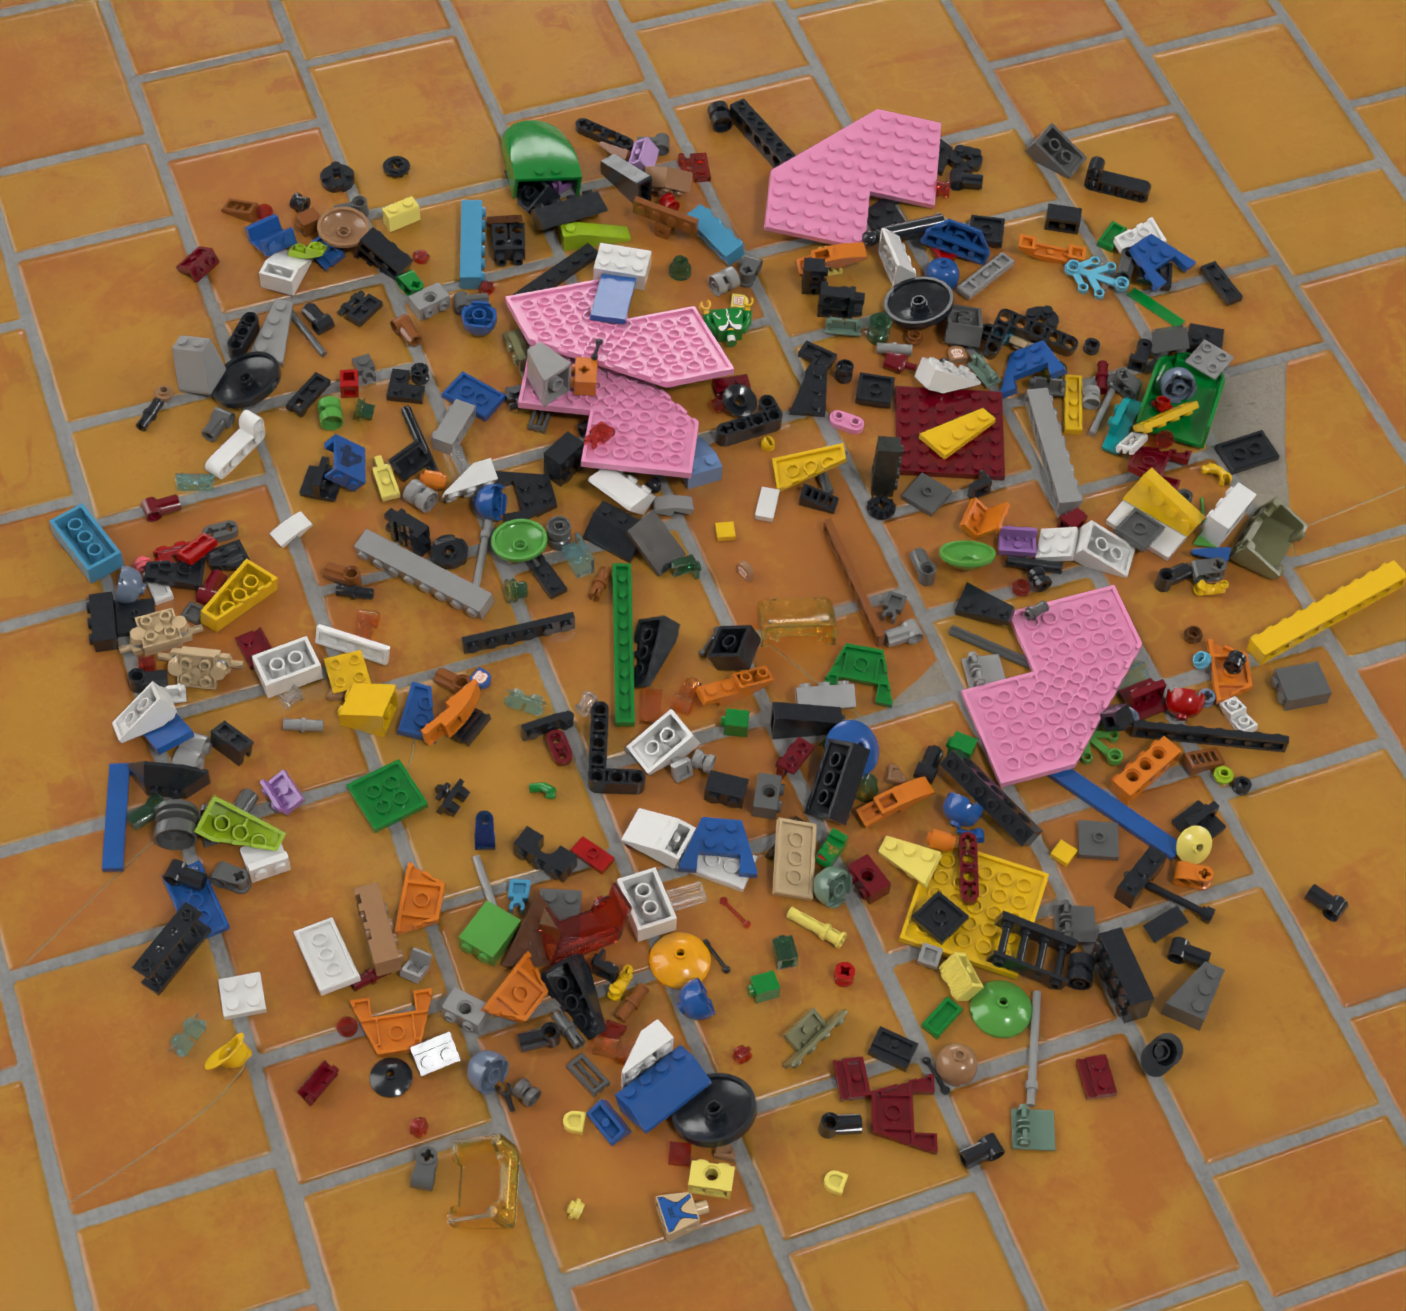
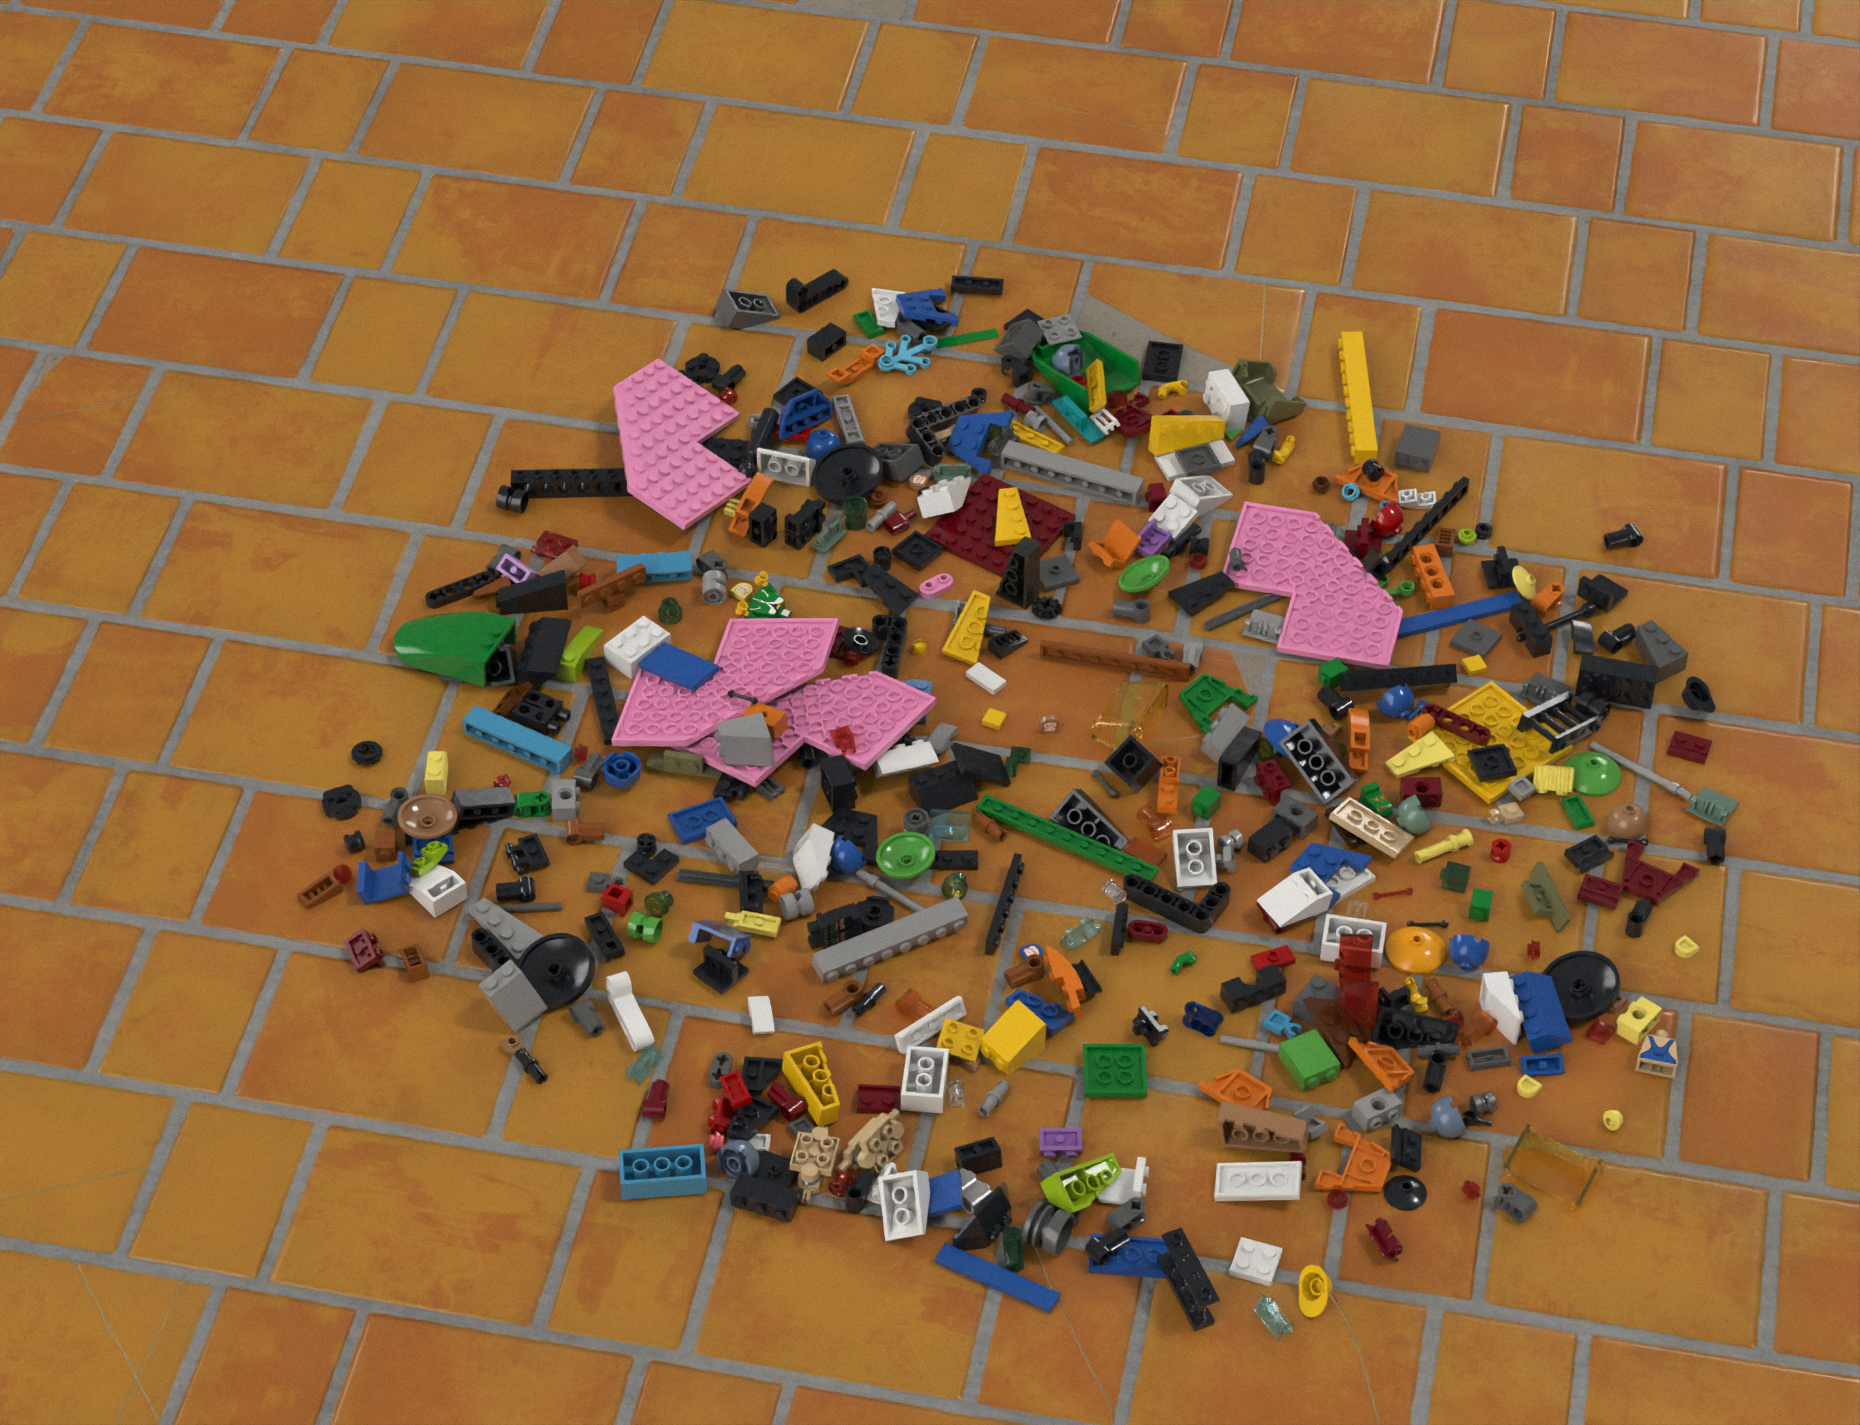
camera: 55 degrees left, 10 degrees down
(206, 297) = (414, 964): none -> dark orange slope
(896, 962) = (1508, 813): none -> tan plate
(1239, 915) = (1601, 591): none -> black bracket

